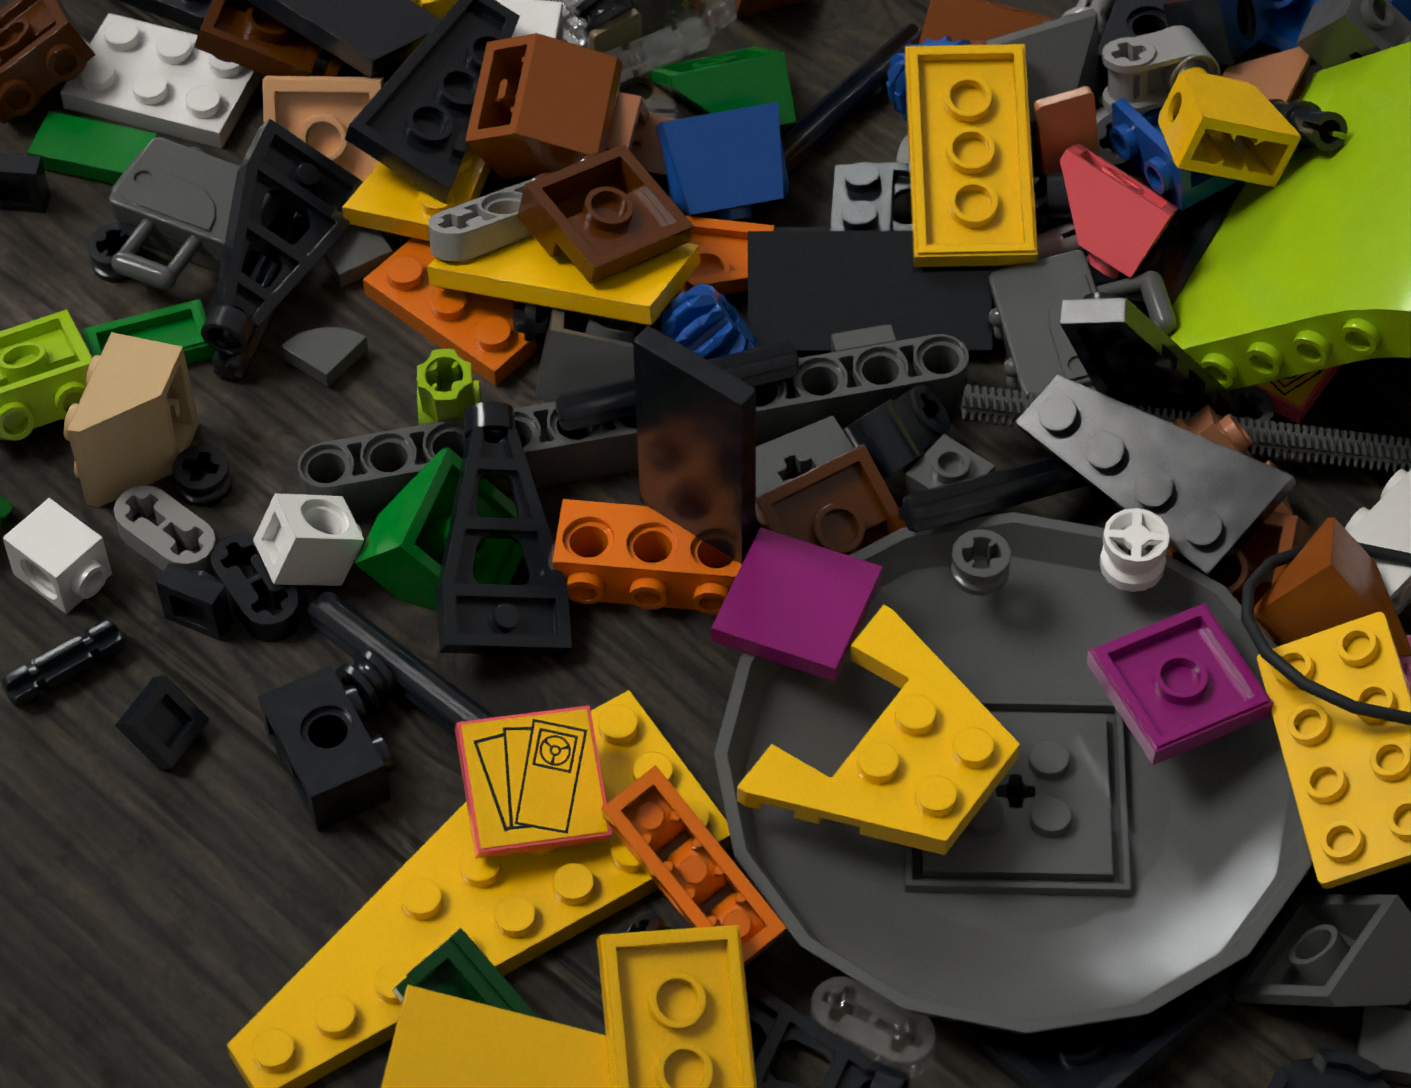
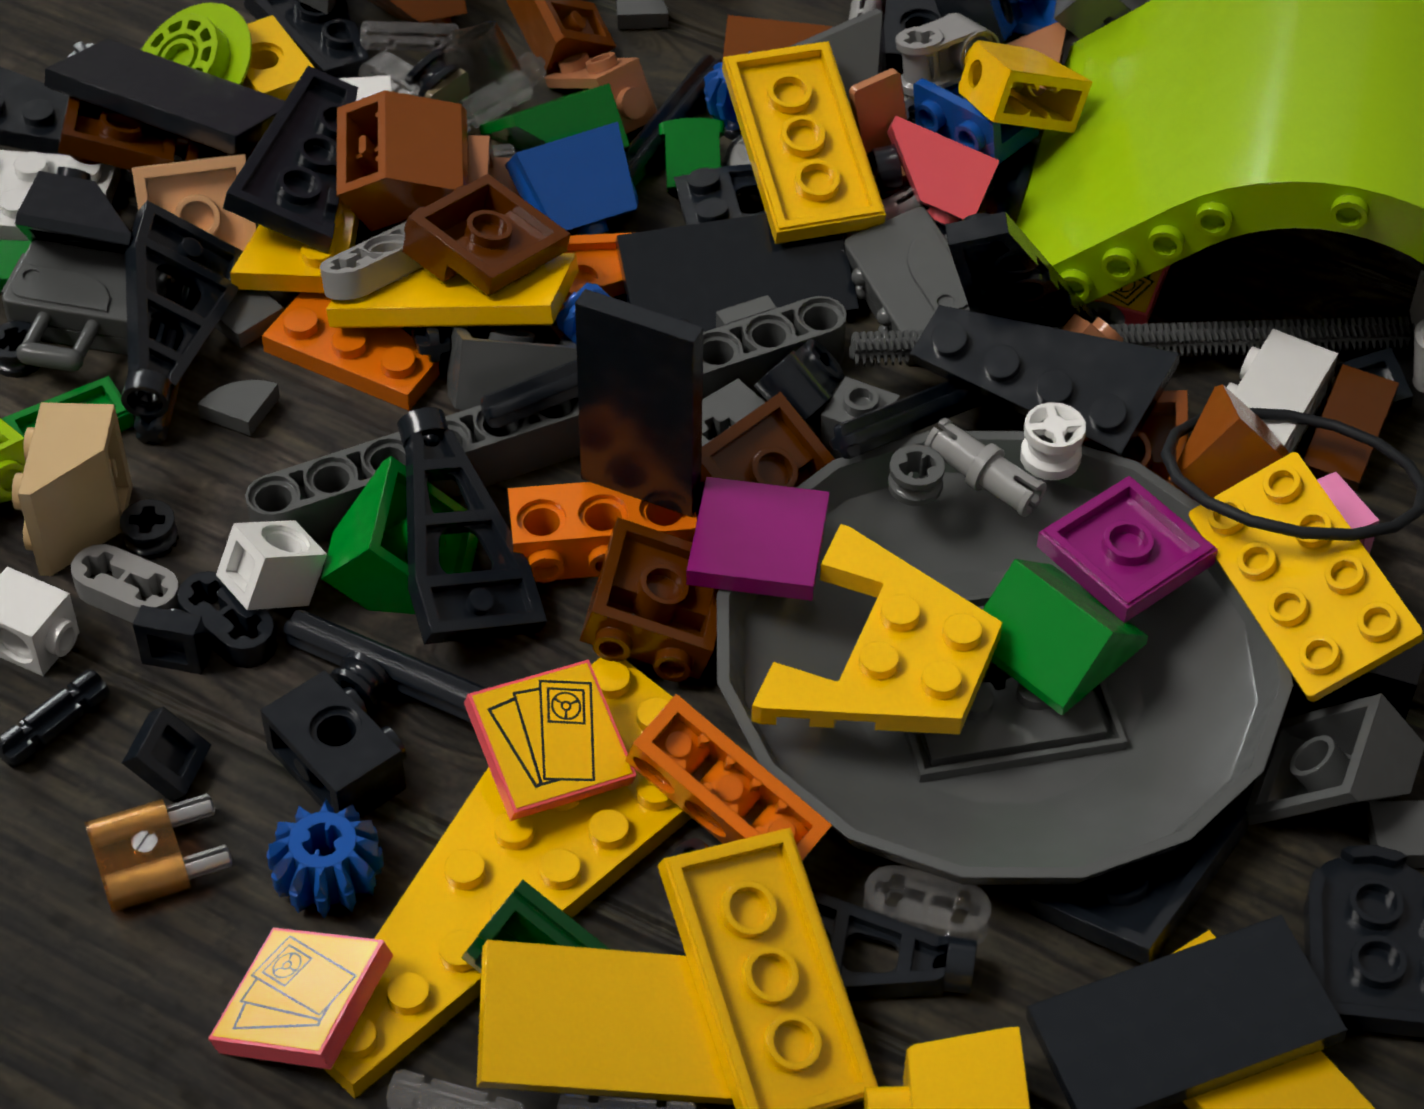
camera: 15 degrees left, 5 degrees down
(116, 821) = (141, 854): none -> clear orange piece
(197, 114) = (71, 211): none -> black slope
(231, 1000) = (301, 997): none -> yellow tile
(288, 861) = (325, 858): none -> blue gear
(445, 387) = (372, 407): lime piece -> none
(668, 652) = (647, 608): none -> reddish brown plate
(804, 42) = (625, 79): none -> nougat bracket
(862, 133) = (690, 146): none -> green tile
(1054, 567) = (986, 467): none -> light grey pin
(1080, 762) = (1057, 634): none -> green slope
(1313, 124) = (1101, 71): black pin -> none

